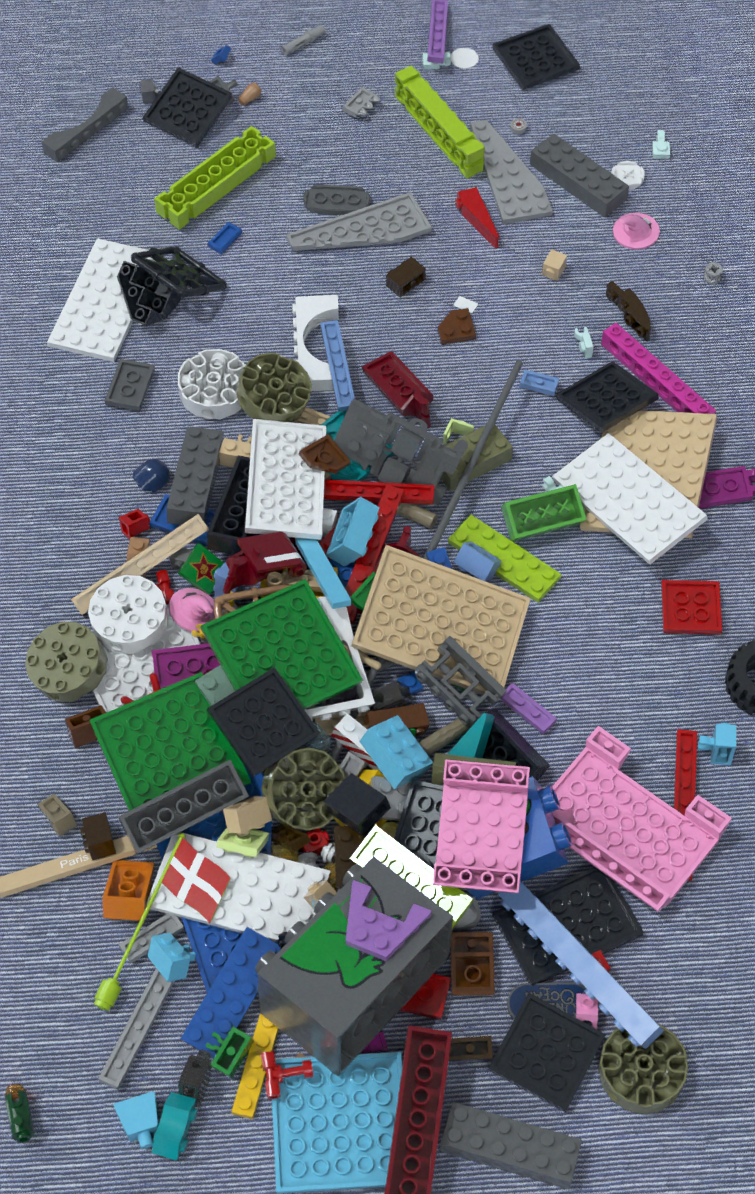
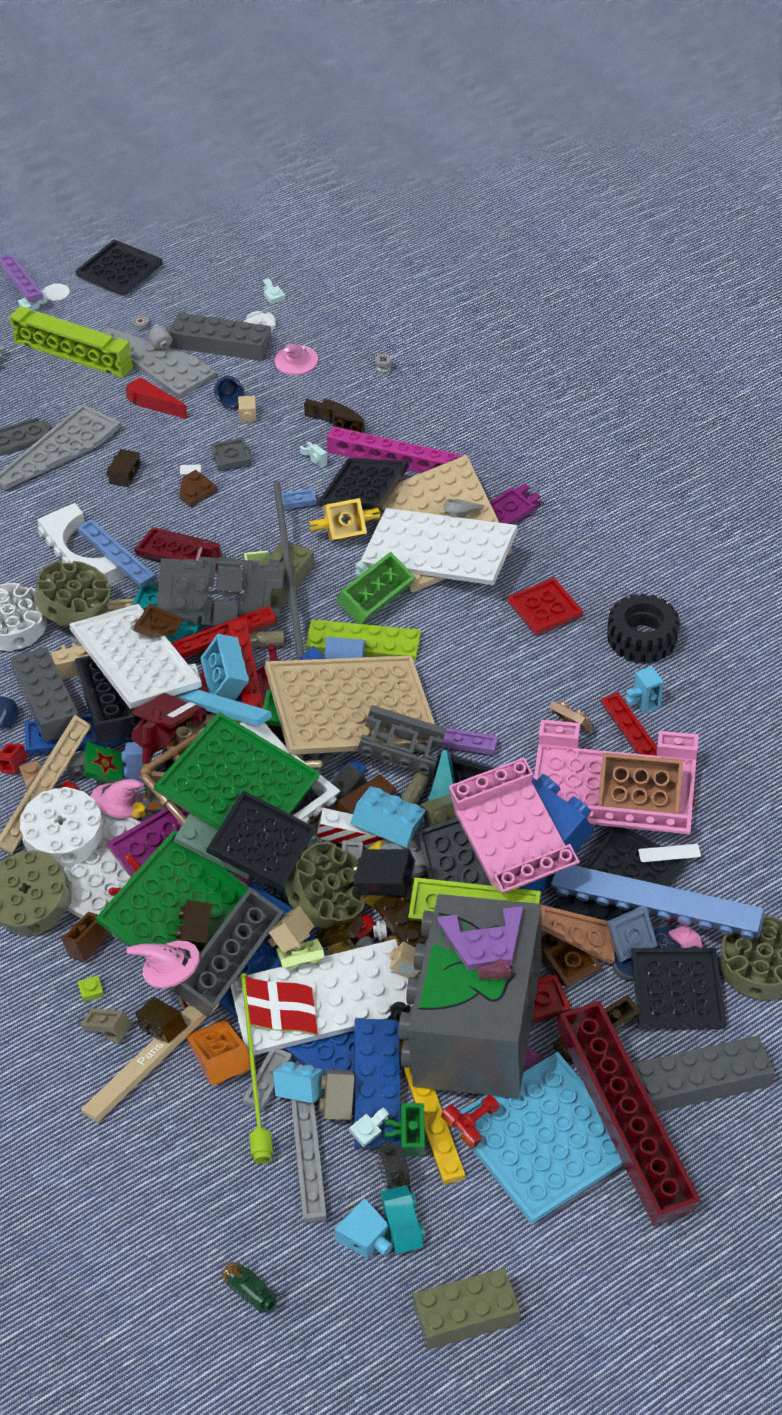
camera: 30 degrees left, 10 degrees down
(66, 774) = (90, 988): none -> lime plate
(122, 793) = (167, 963): none -> bright pink piece
(167, 768) = (194, 923): none -> dark brown brick
(192, 985) = (338, 1094): none -> dark tan brick
(194, 1030) = (367, 1128): none -> light aqua plate
(364, 960) = (495, 970): none -> clear pink cone
(492, 953) = (580, 931): none -> nougat wing
(510, 306) = (231, 453): none -> dark grey plate
(521, 152) = (160, 337): none -> light grey head
(538, 978) = (631, 931): none -> sand blue tile
(547, 237) = (228, 390): none -> dark blue hair
(571, 419) = (350, 509): none -> yellow brick
(631, 917) = (669, 852): none -> white sticker
(632, 733) = (564, 712): none -> medium nougat plate
(645, 839) = (640, 783): none -> nougat slope
(670, 468) = (460, 508): none -> light grey piece

